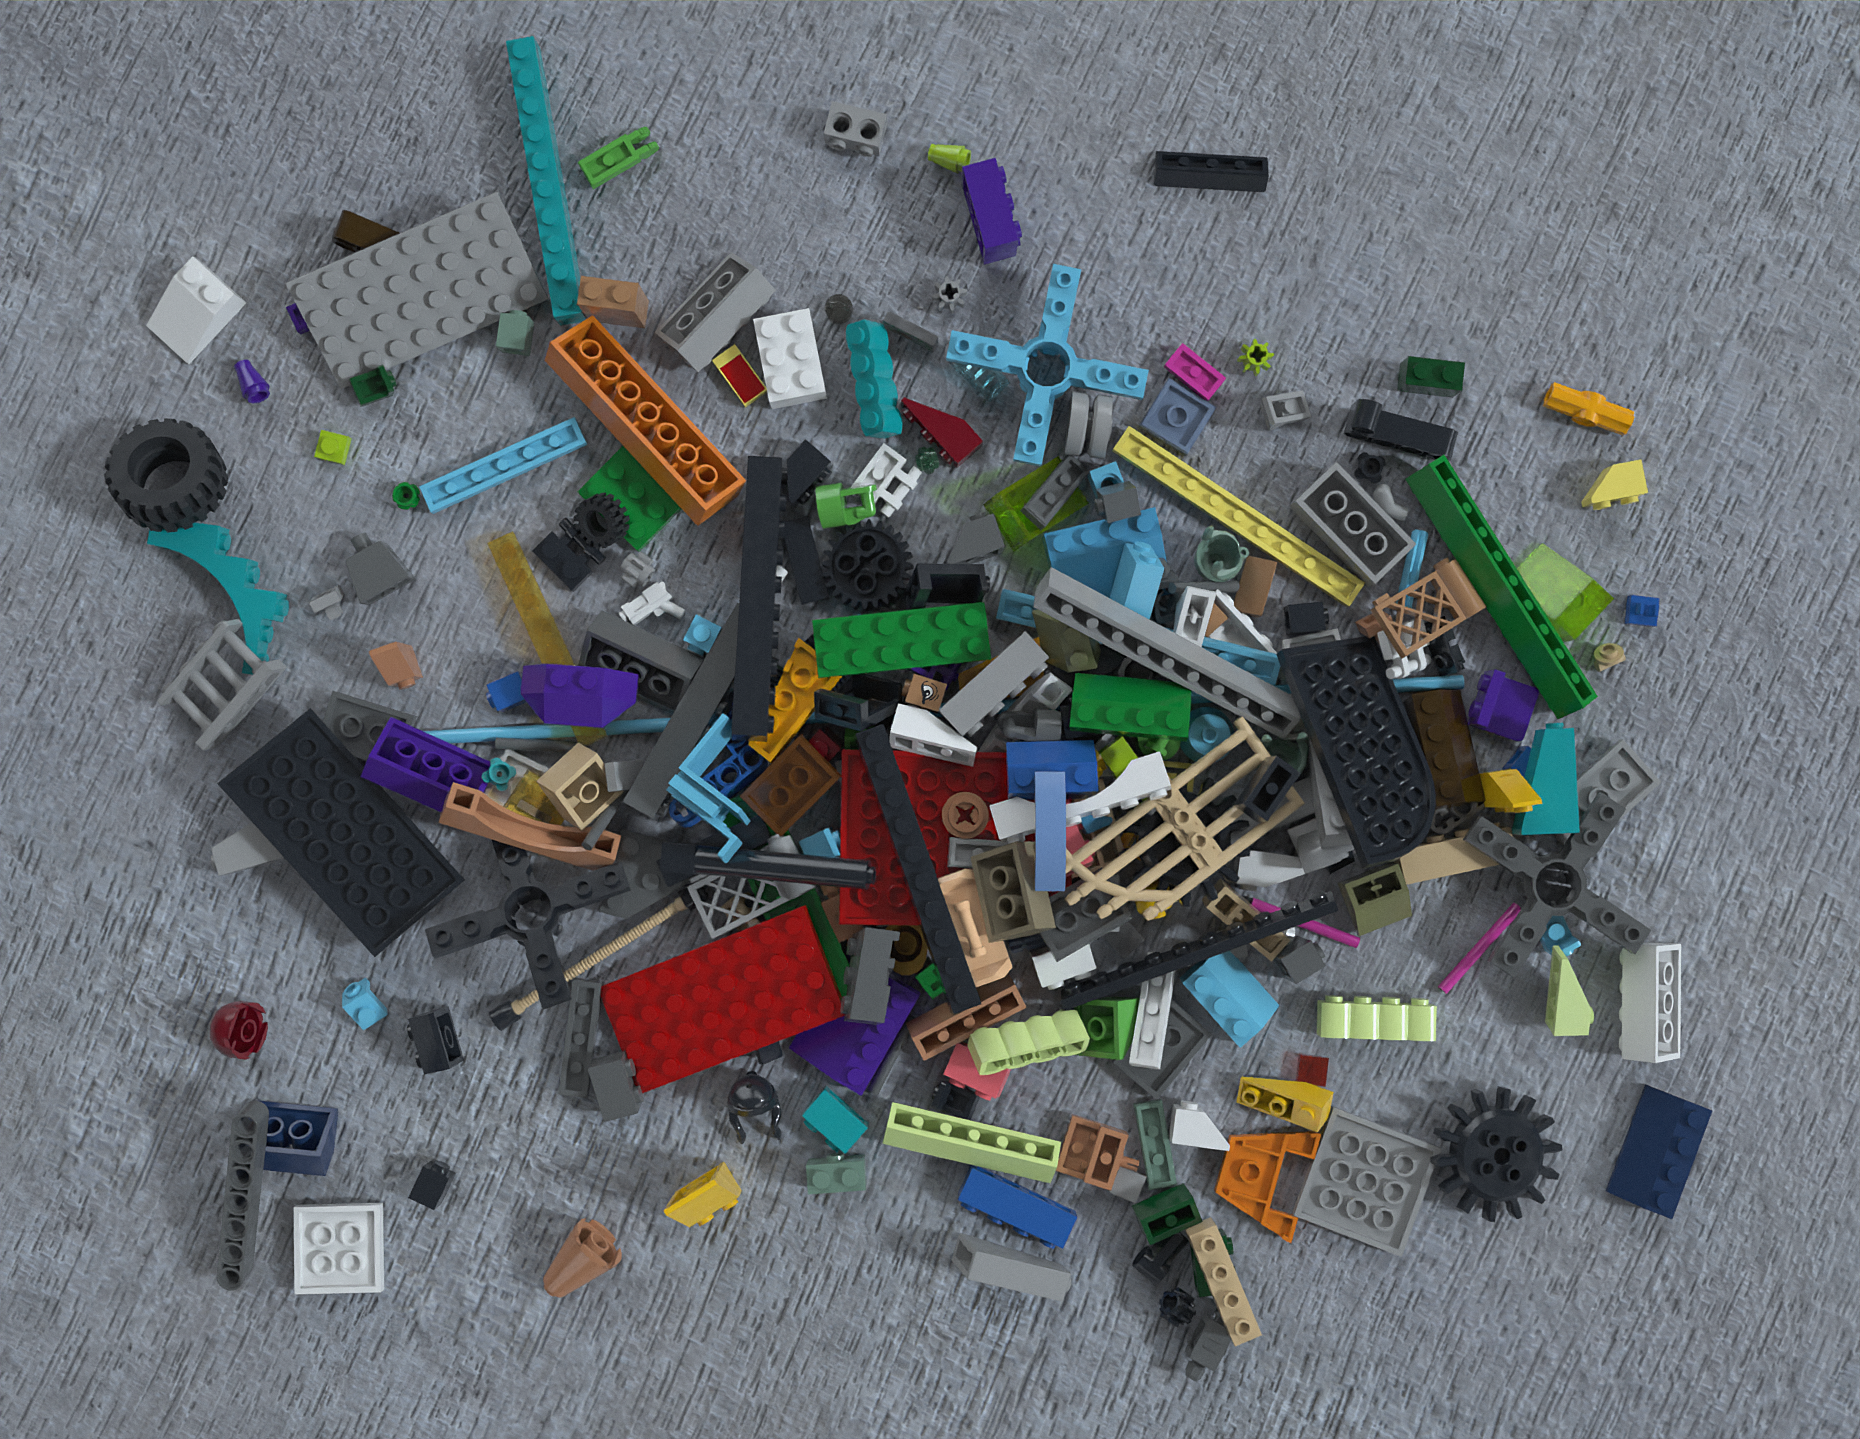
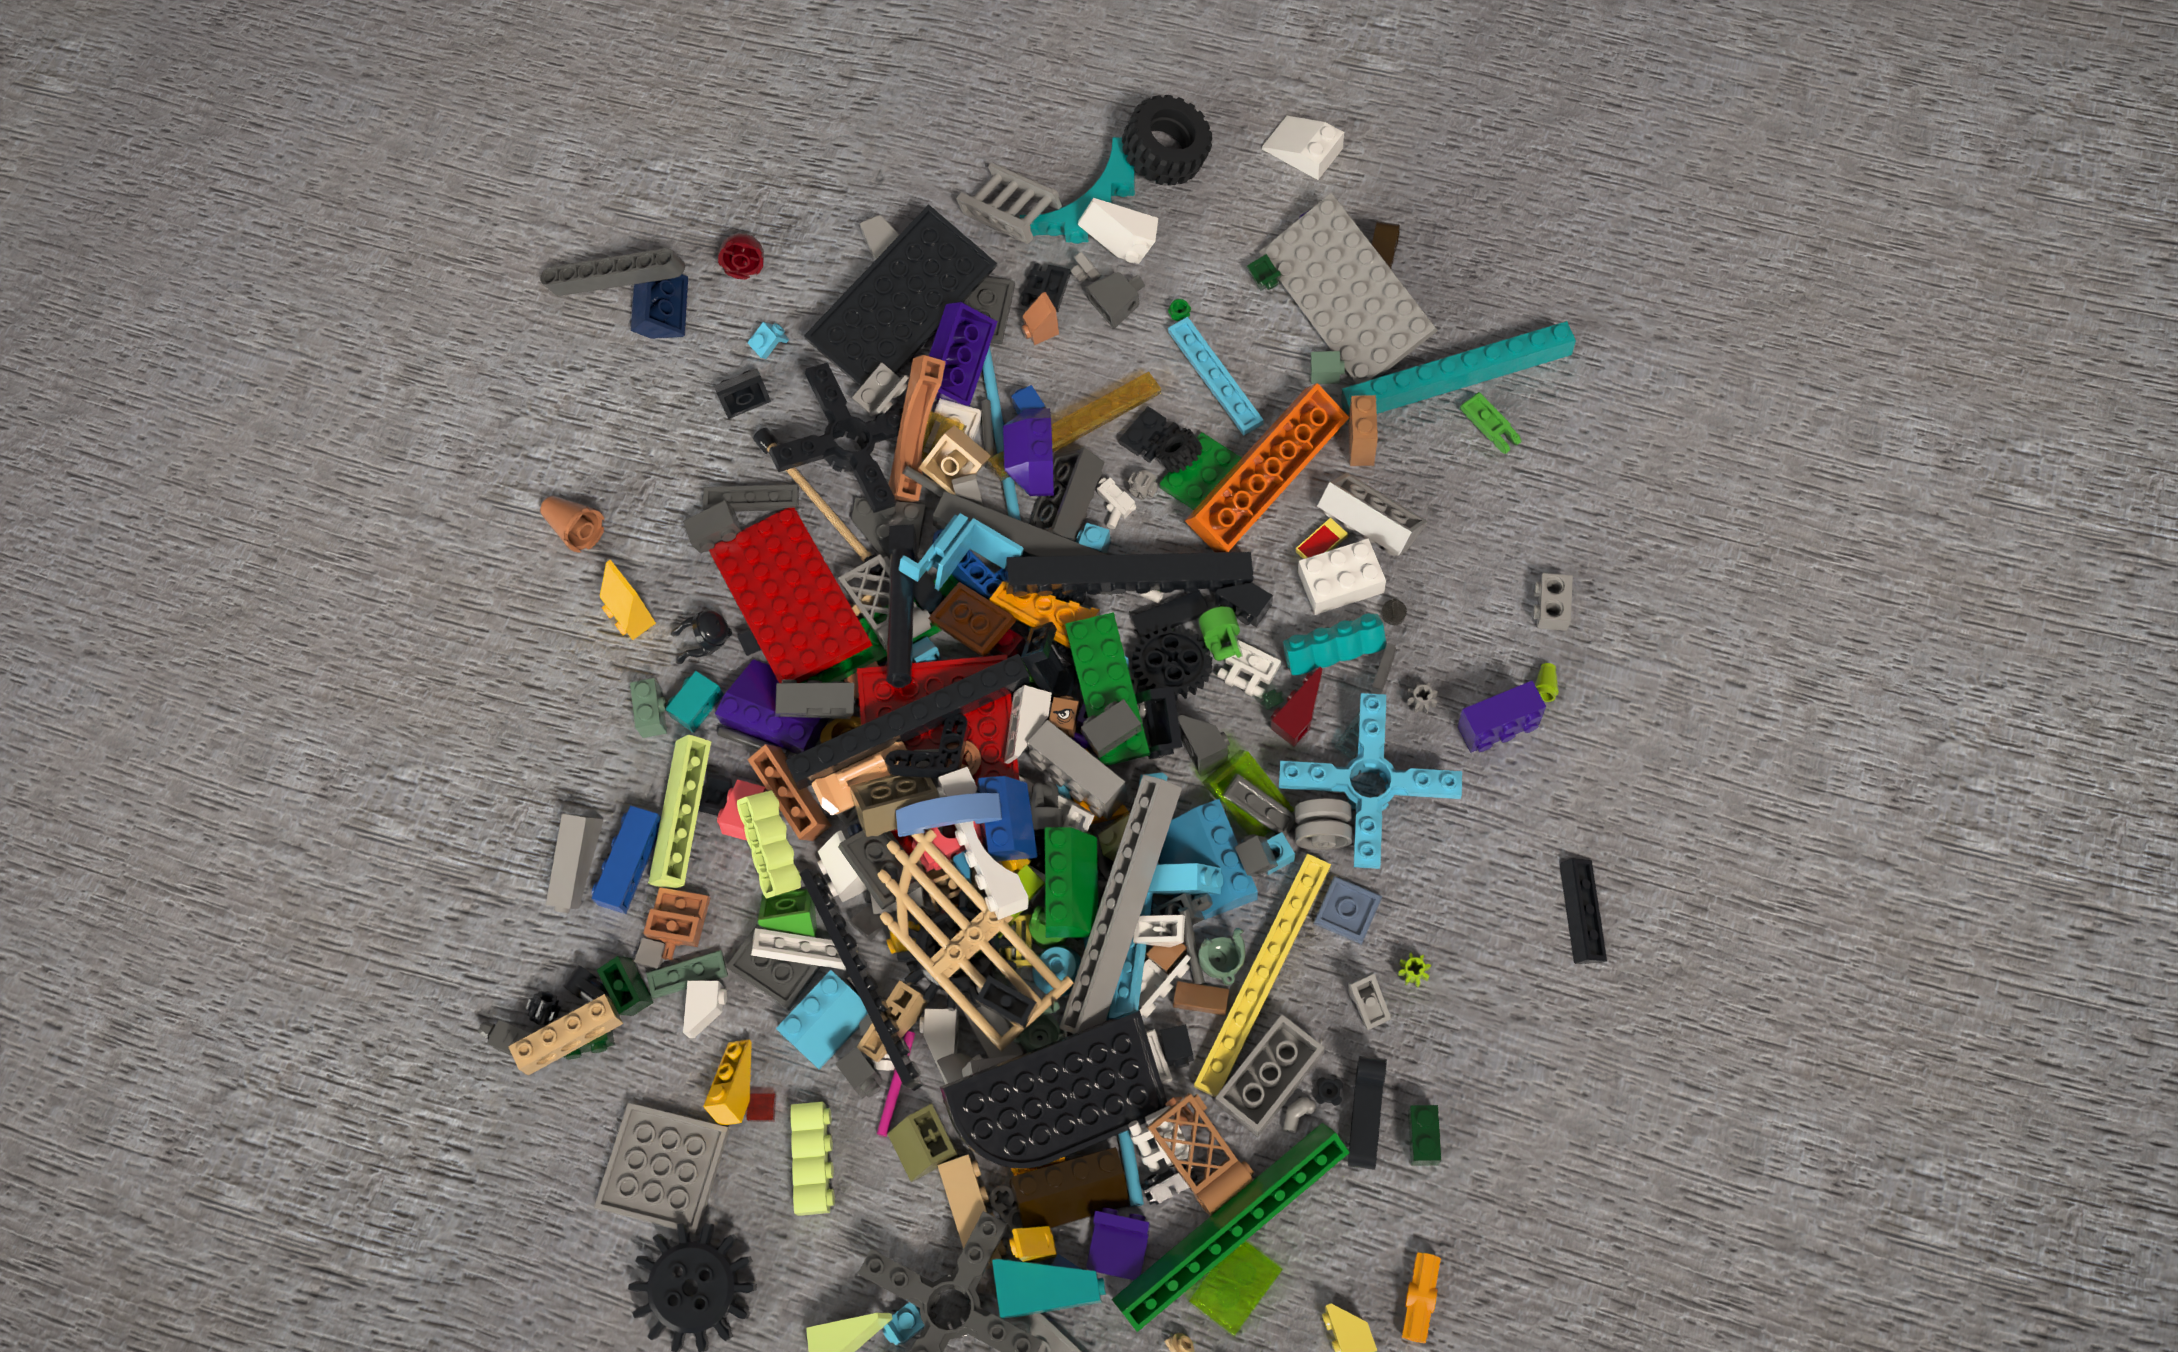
camera: 90 degrees right, 20 degrees down
(252, 384) = (1252, 191): dark purple cone -> none
(290, 549) = (1120, 229): none -> white slope
(332, 447) = (1211, 254): lime plate -> none
(338, 1248) = (575, 350): white plate -> none
(348, 645) = (1053, 283): none -> black plate
(432, 1184) = (627, 407): black brick -> none
(465, 867) = (879, 389): none -> light grey bracket
(505, 769) = (966, 404): teal plate -> none
(958, 639) = (1110, 727): none -> dark grey brick
(971, 840) = (937, 760): none -> black beam
(1194, 372) = (1390, 918): dark pink plate -> none
(1252, 1170) = (663, 1061): orange wing -> none
(1413, 564) = (1242, 1143): medium azure axle -> none
(1479, 948) = (875, 1244): dark pink bar -> none

